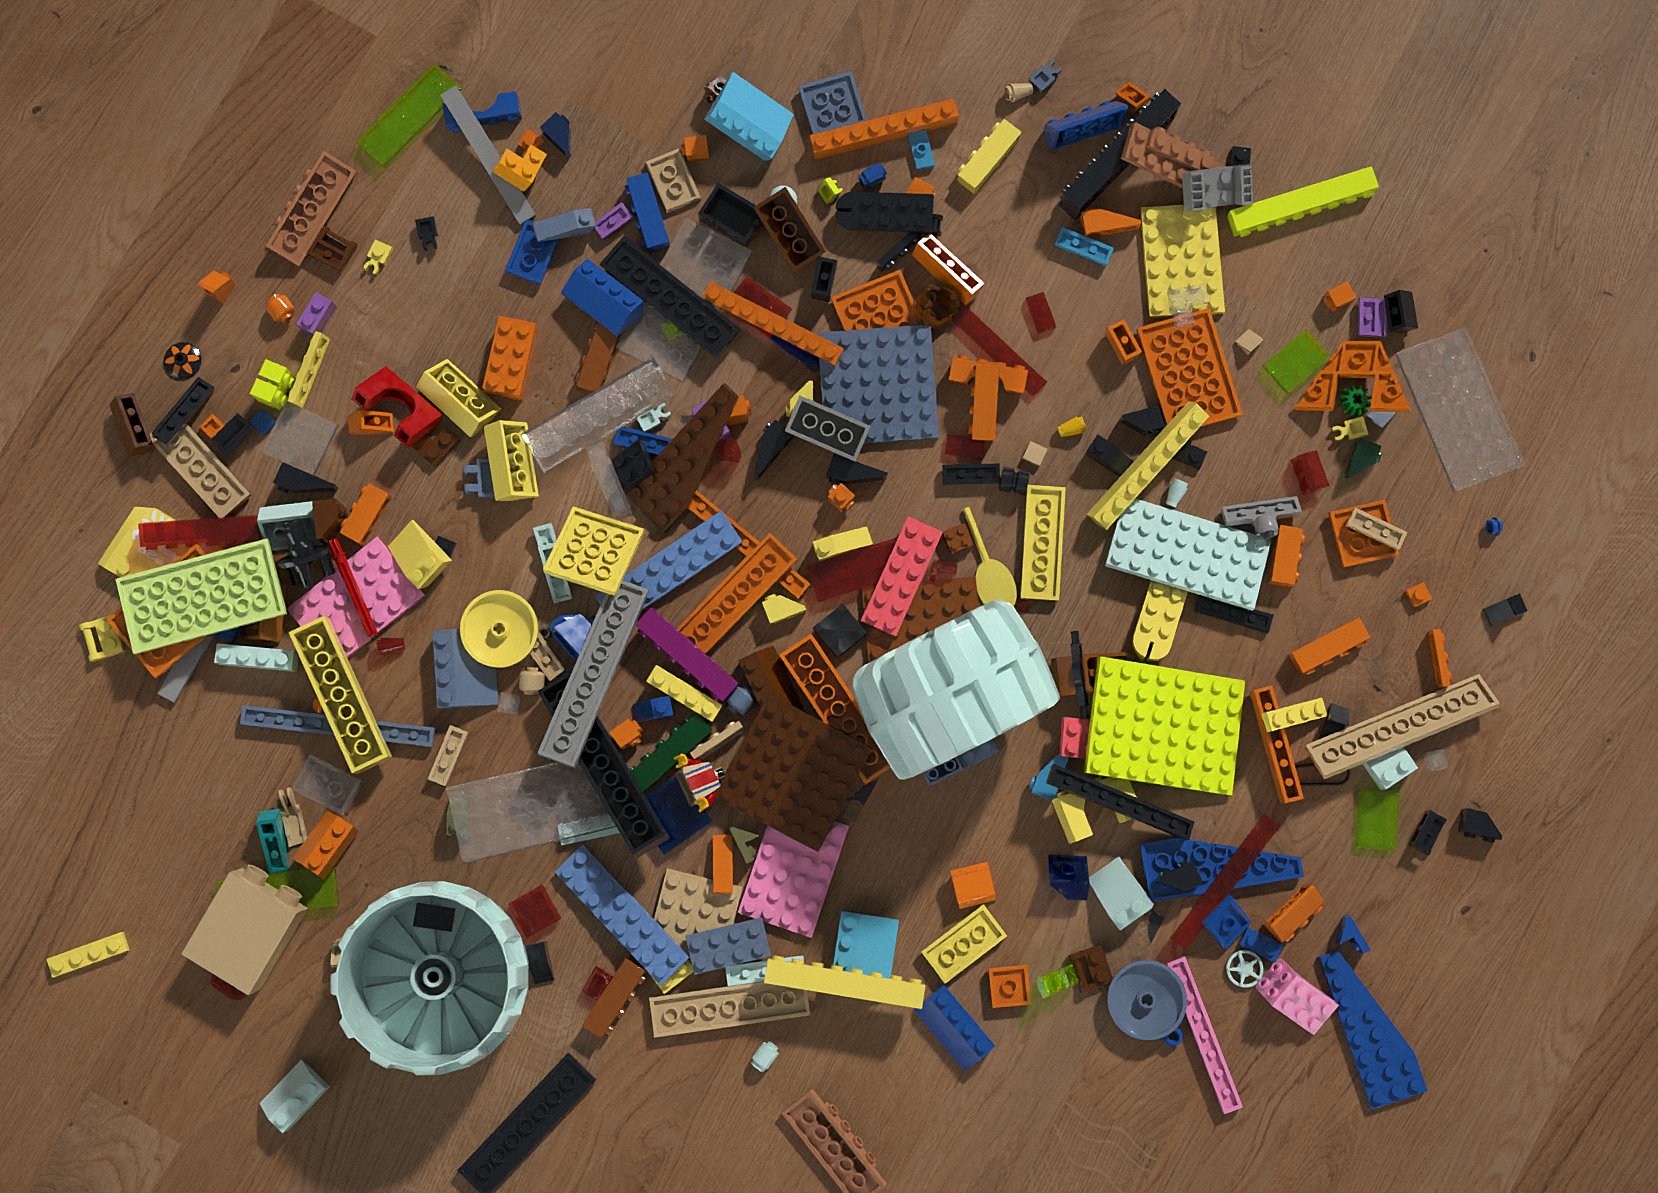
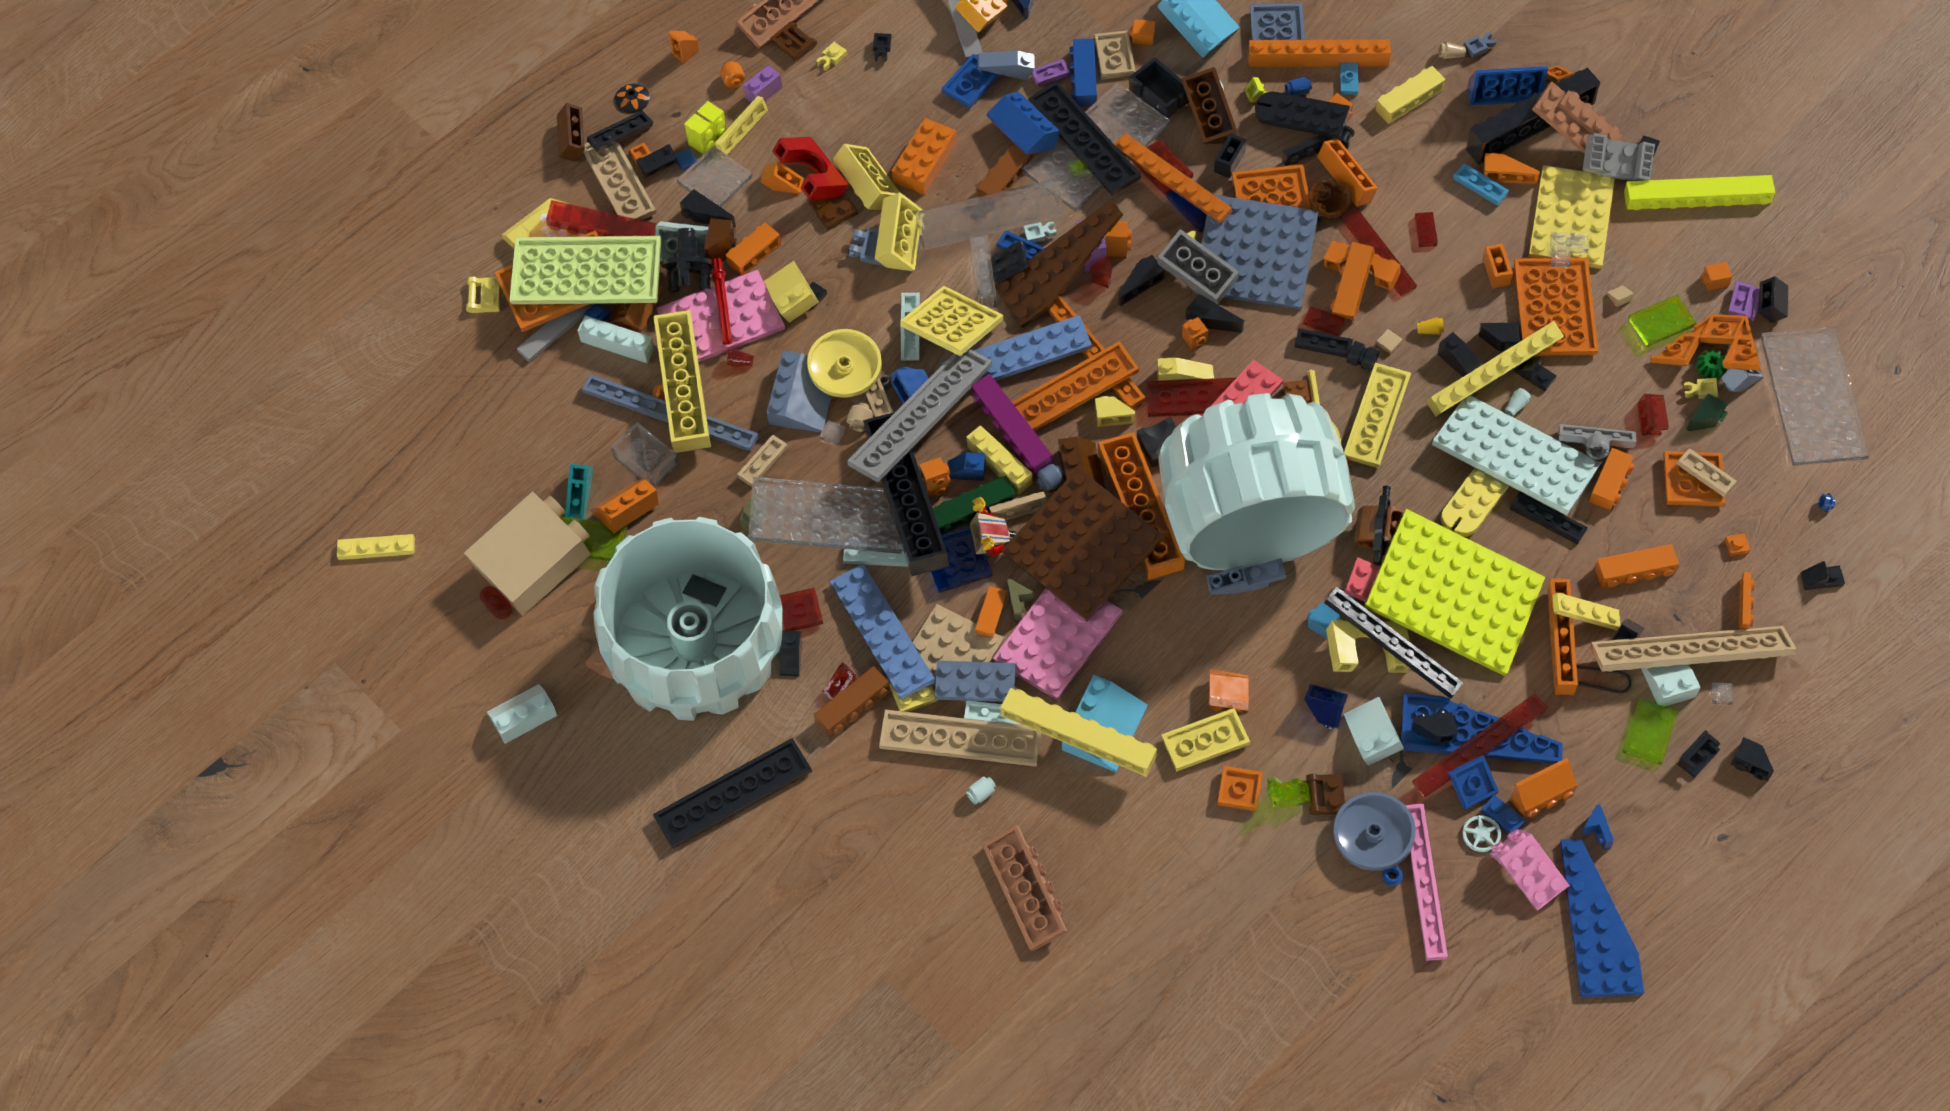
camera: 20 degrees right, 20 degrees down
(292, 819) = (601, 479): tan arm -> none
(954, 1027) = (1175, 810): blue slope -> none

